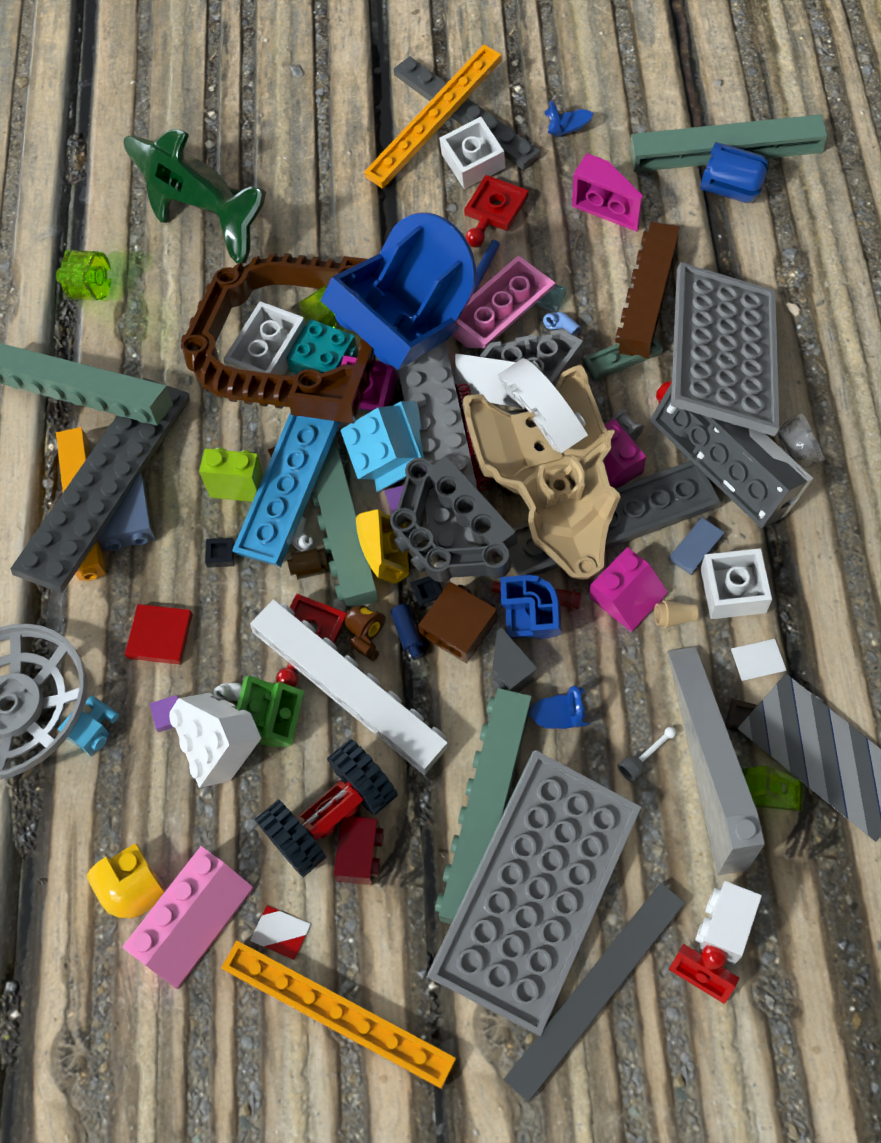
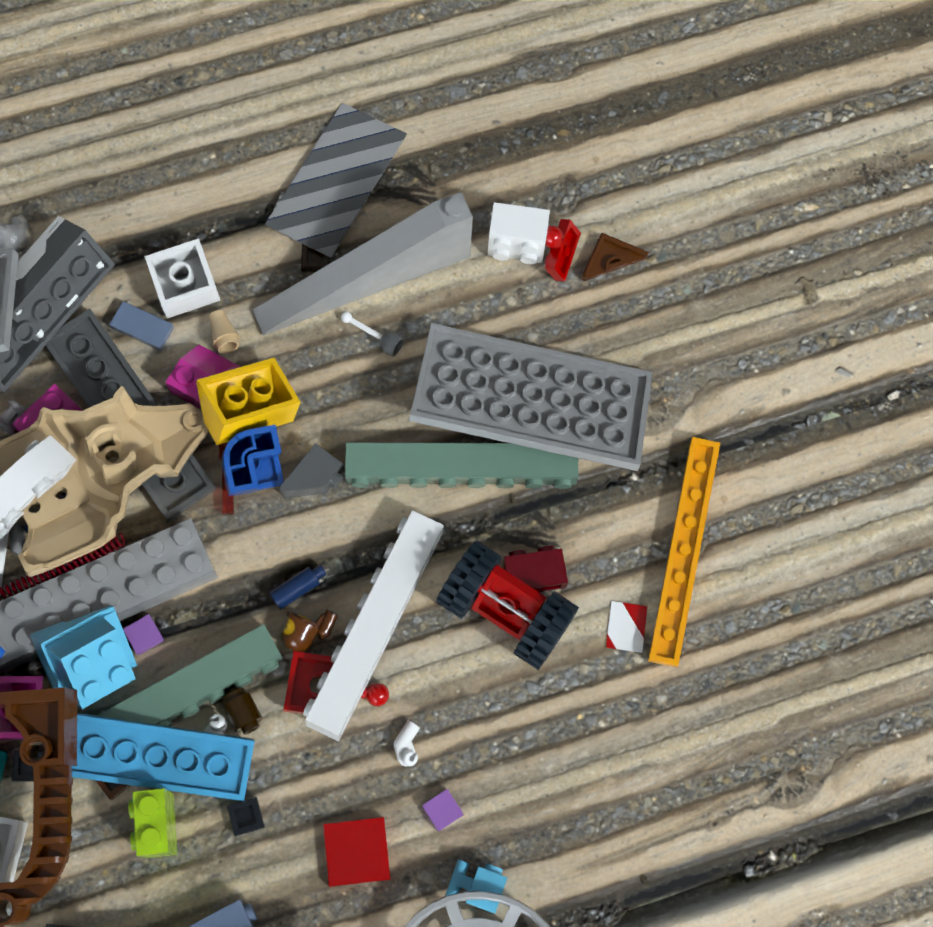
camera: 115 degrees left, 10 degrees up
(125, 883) = (626, 787): yellow brick -> none
(188, 917) = (640, 714): bright pink slope -> none
(213, 737) = (462, 740): white brick -> none
(273, 709) = (420, 698): bright green brick -> none
(379, 546) = (208, 632): yellow slope -> none
(426, 591) = (246, 578): black tile -> none
(458, 621) = (278, 533): reddish brown brick -> none
(459, 561) = (168, 603): dark grey brick -> none
(560, 711) = (349, 415): blue piece -> none
(593, 613) = (246, 399): none -> yellow slope
(593, 992) = (599, 336): dark grey tile -> none
(691, 1031) = (611, 255): none -> reddish brown tile
(758, 659) = (252, 253): white sticker -> none
(773, 788) = (382, 214): clear neon green slope -> none

